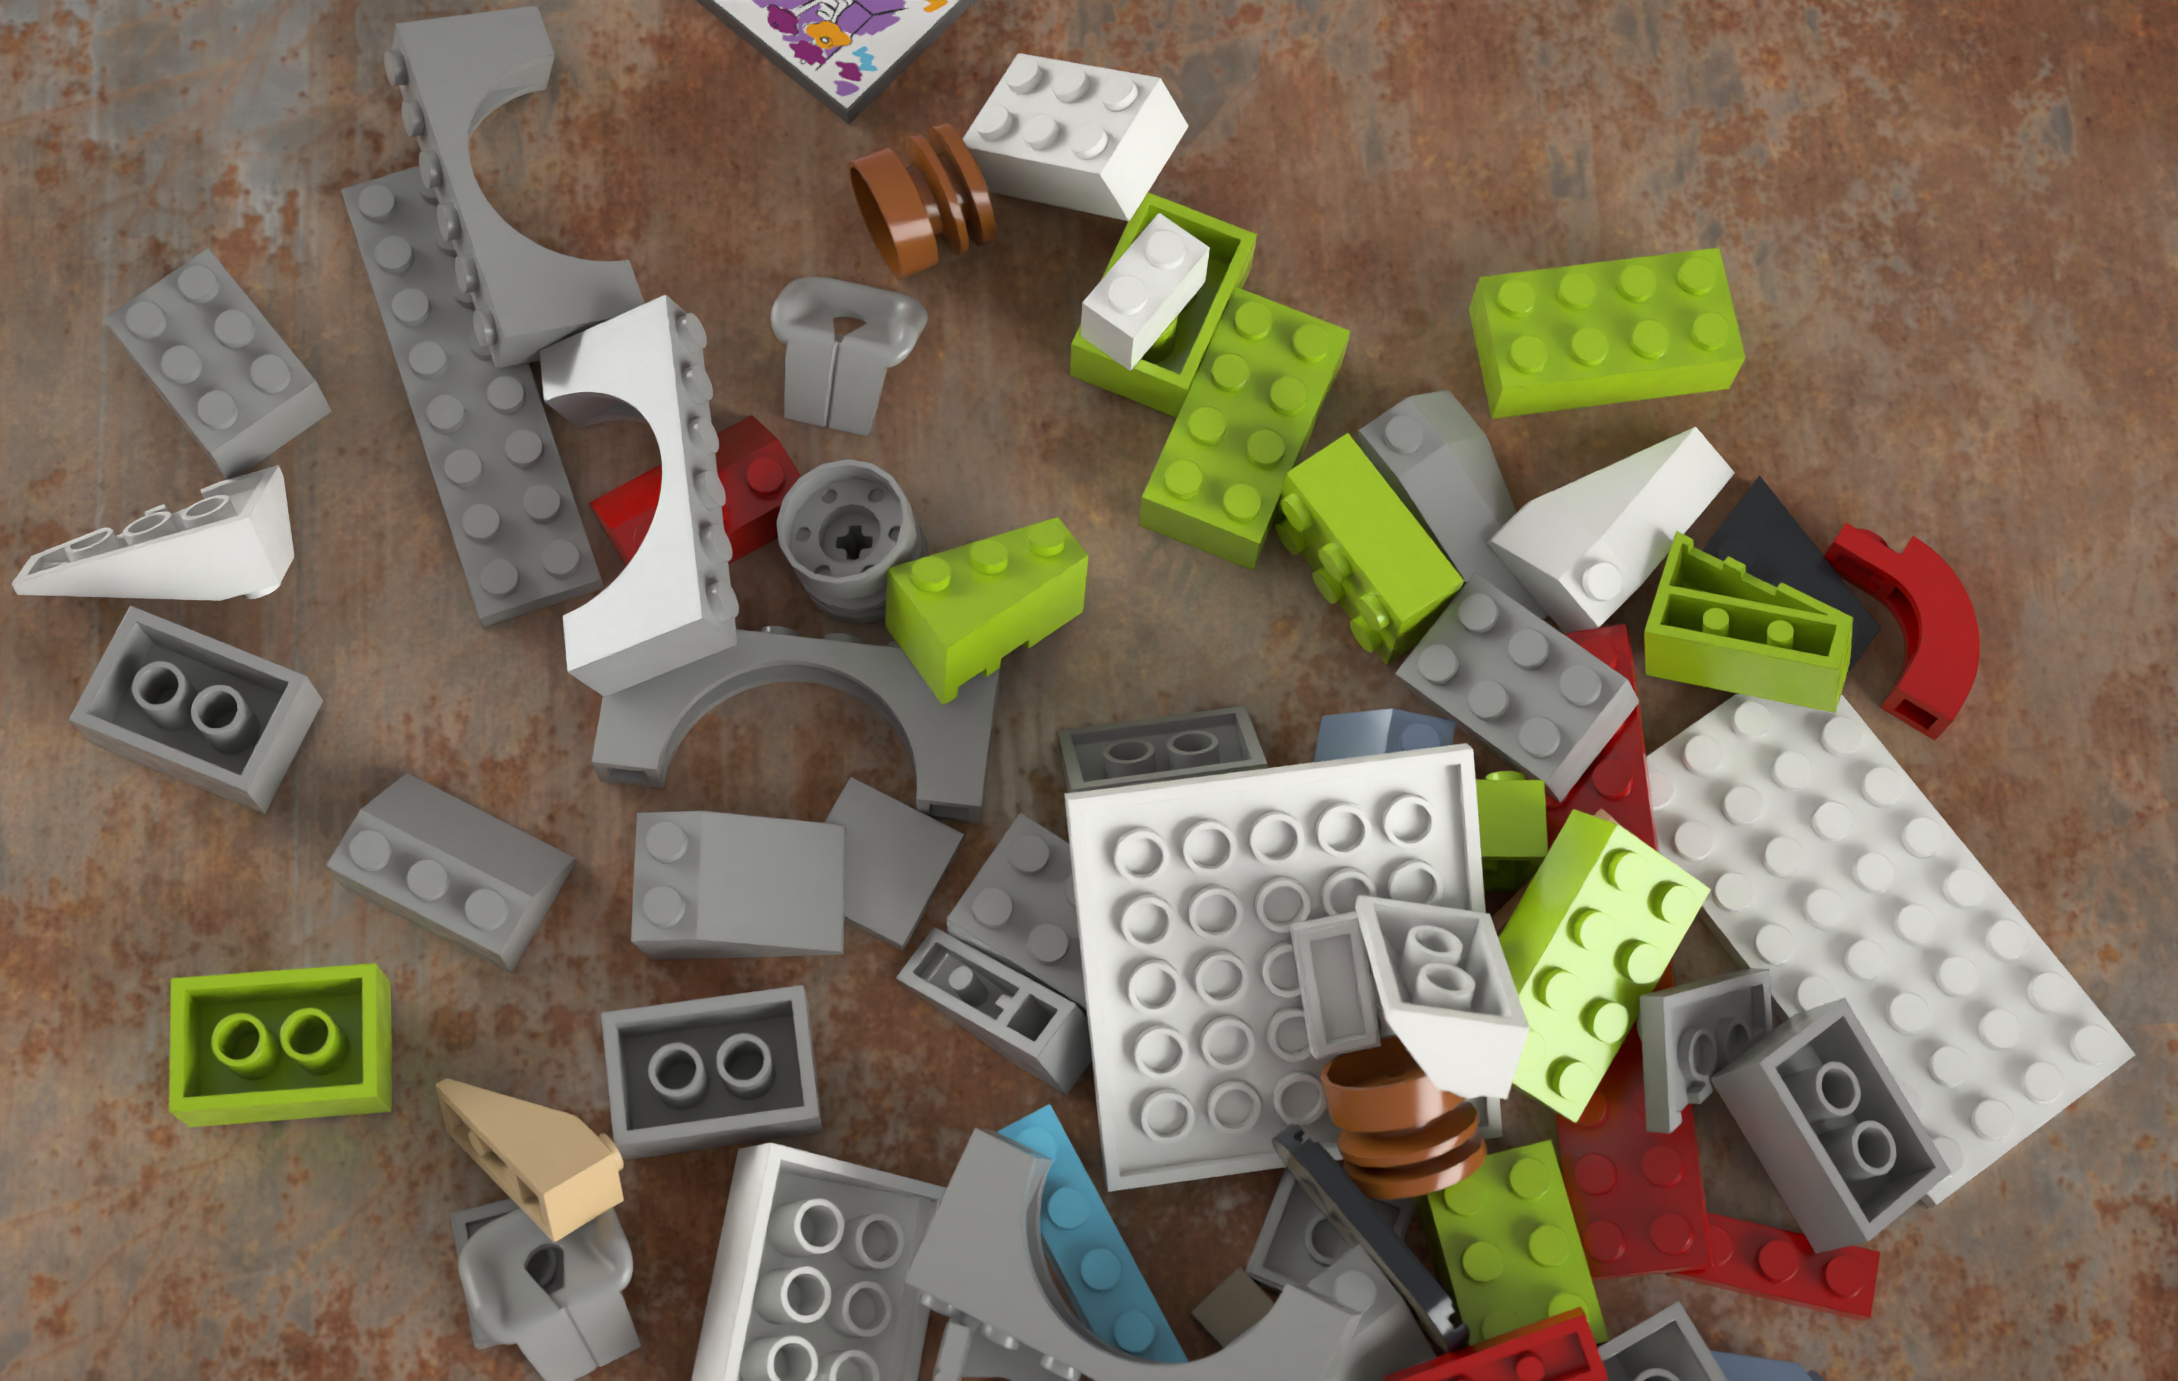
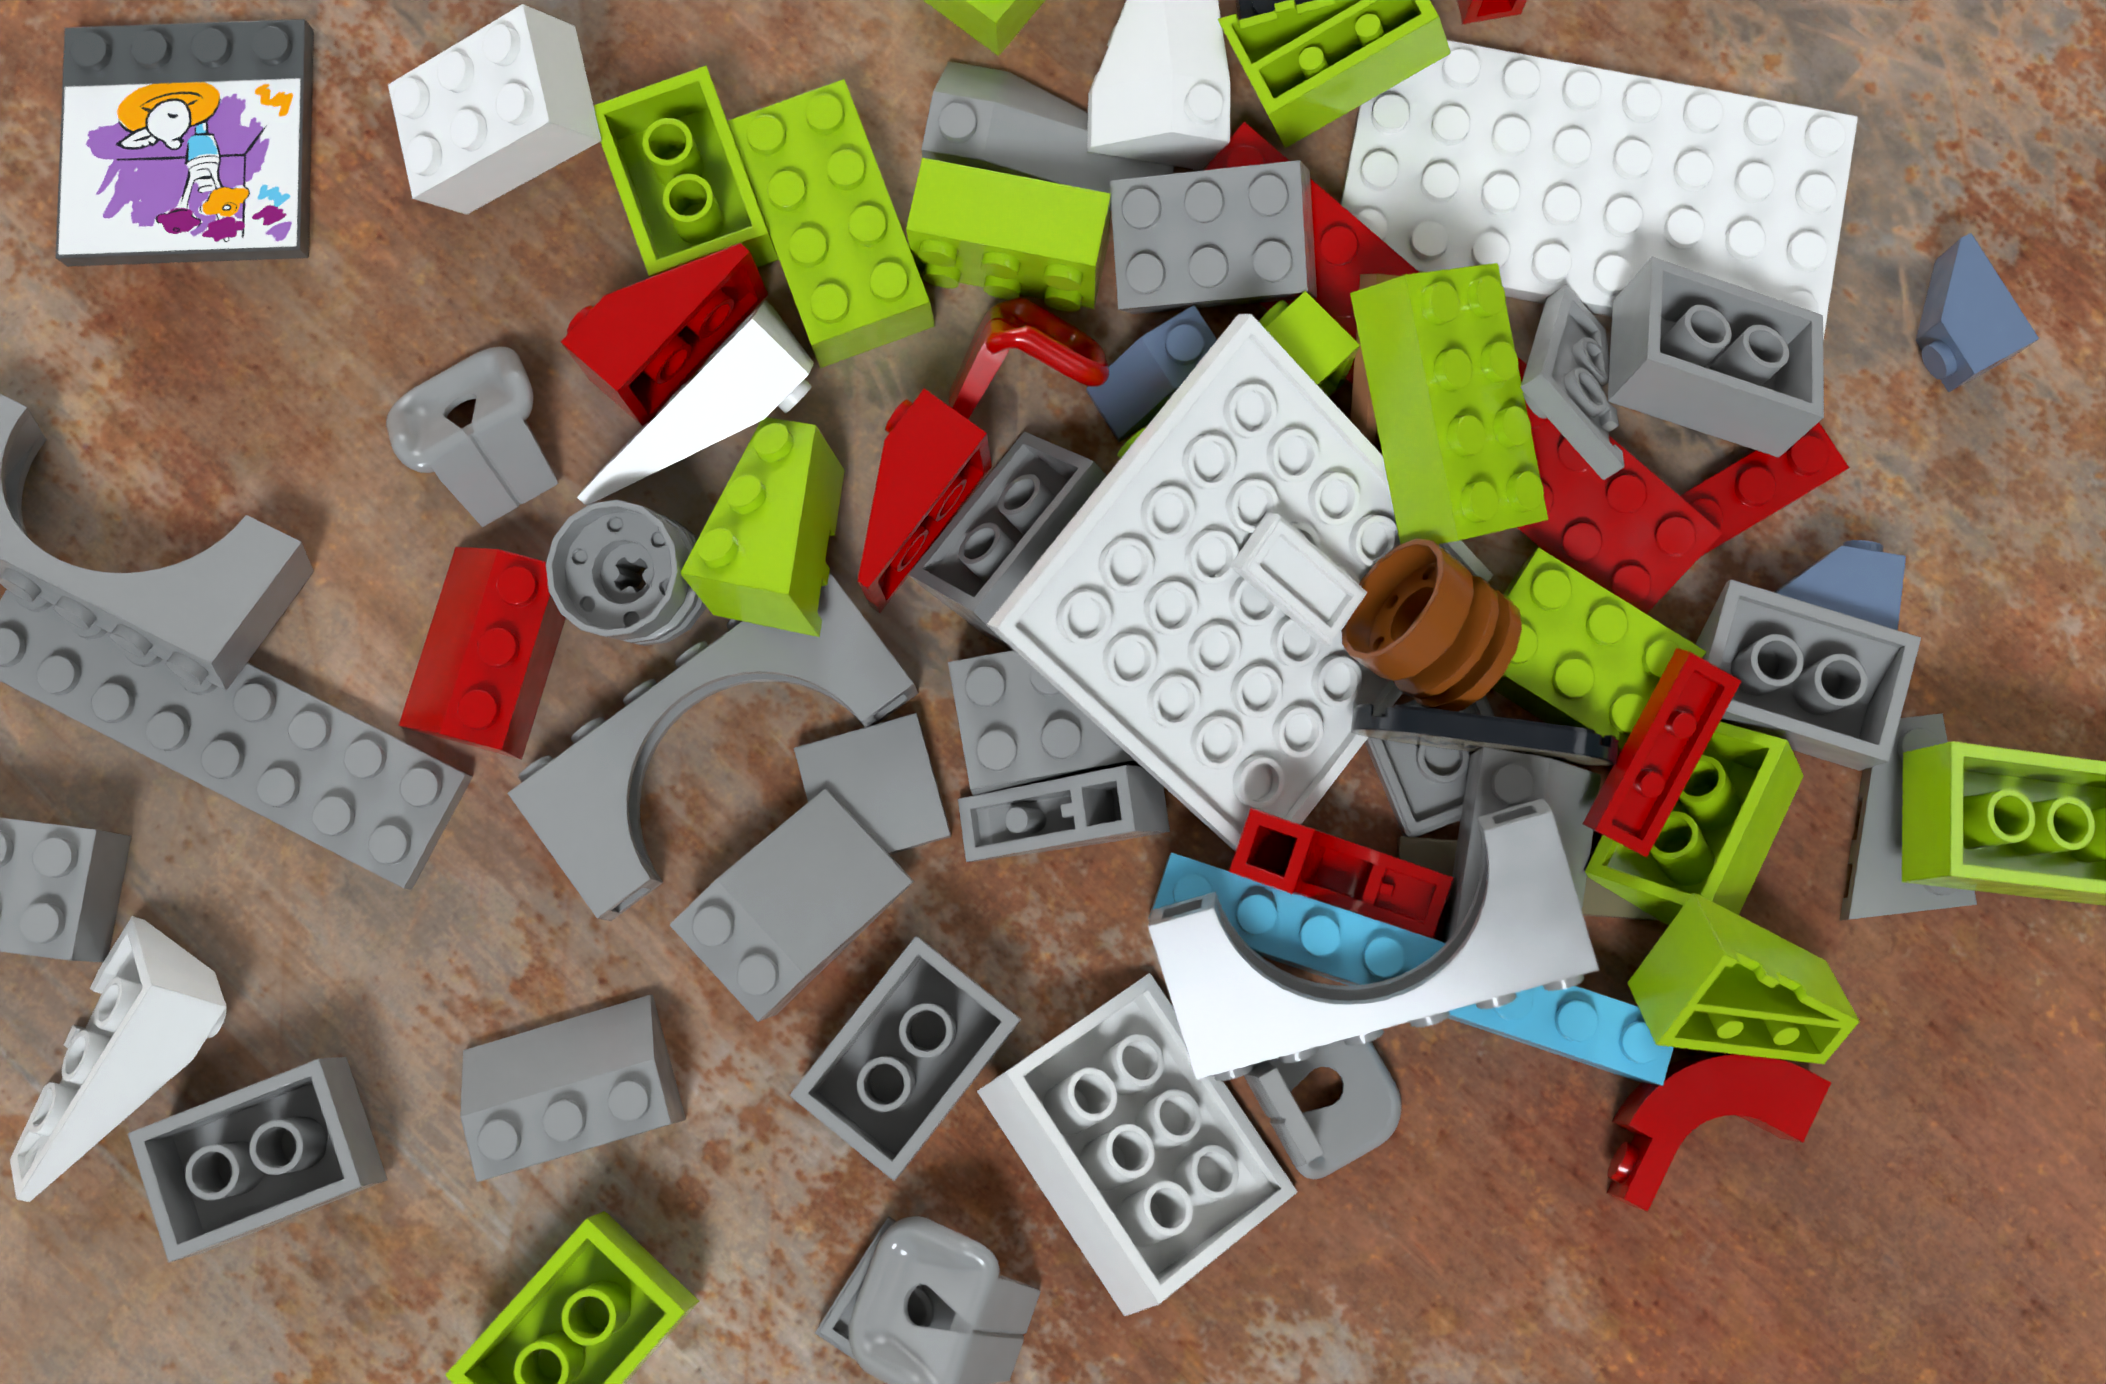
camera: 35 degrees left, 10 degrees up
(535, 1155) = (843, 1238): tan slope -> none
(677, 589) = (537, 736): arch -> none
(912, 204) = (430, 256): dark orange wheel -> none
(1048, 393) = (663, 329): none -> red slope
(1053, 478) = (734, 389): none -> white wedge
(1123, 670) = (922, 481): none -> red slope
(1144, 291) = (668, 184): white brick -> none
(1162, 1239) = (1341, 873): none -> red arch
(1316, 640) = (1035, 332): none -> red piece
(1446, 993) = (1402, 511): white slope -> none
(2079, 1294) = (1969, 317): none -> sand blue slope

